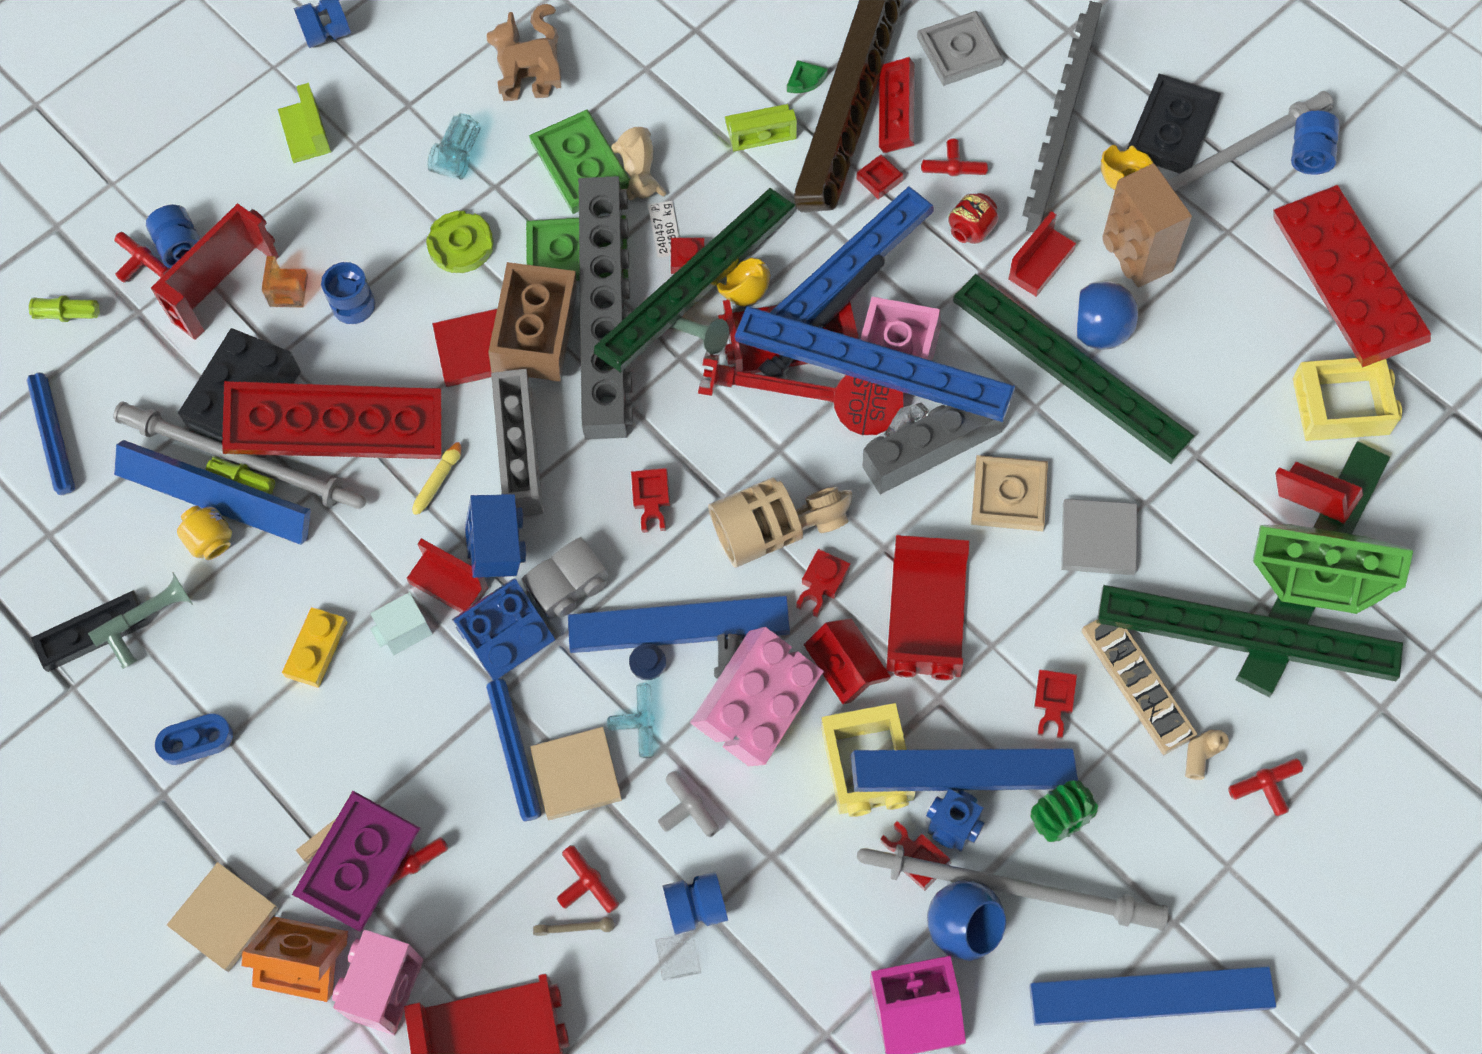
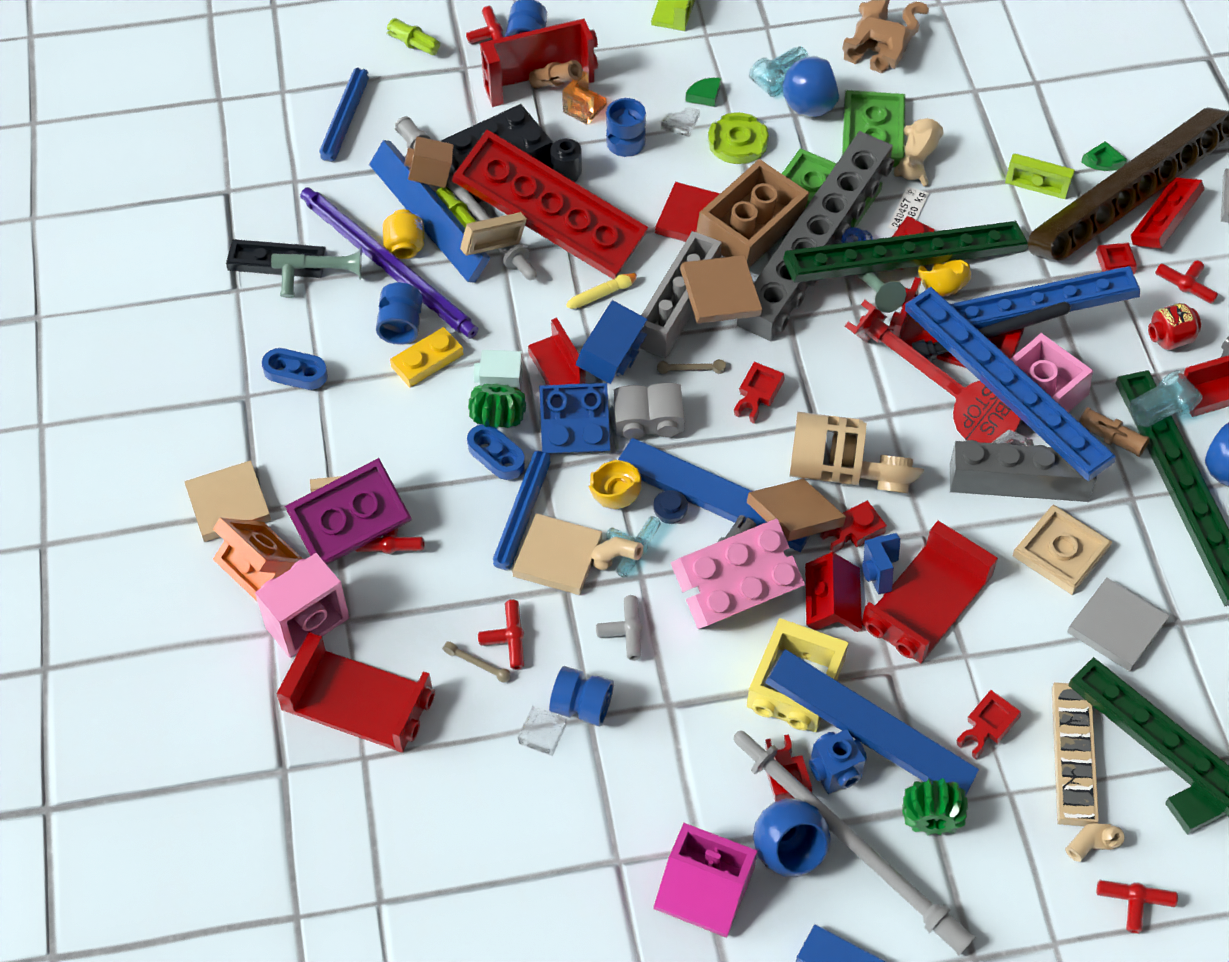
camera: 30 degrees right, 10 degrees down
(183, 443) = (429, 161): none -> medium nougat brick
(207, 569) = (389, 262): none -> dark purple piece
(241, 274) = (555, 74): none -> medium nougat pin
(260, 623) = (399, 313): none -> blue wheel
(300, 486) = (493, 233): none -> tan tile
(313, 361) = (567, 158): none -> black brick
(393, 254) = (681, 122): none -> clear tile
(395, 209) = (704, 91): none -> green tile
(422, 661) = (497, 405): none -> green gear
(451, 708) = (498, 453): none -> blue plate
(499, 152) = (810, 87): none -> blue helmet
(558, 419) = (720, 289): none -> medium nougat tile
(585, 672) = (615, 484): none -> yellow hair
(596, 492) = (717, 366): none -> dark tan hinge
(626, 736) = (616, 546): none -> tan arm
(642, 282) = (862, 235): none -> clear blue pin
(765, 599) = (797, 507): none -> medium nougat tile
(865, 606) = (878, 560): none -> blue bracket
(1008, 353) = (1114, 432): none -> medium nougat pin
(1014, 291) = (1171, 396): none -> clear light blue piece

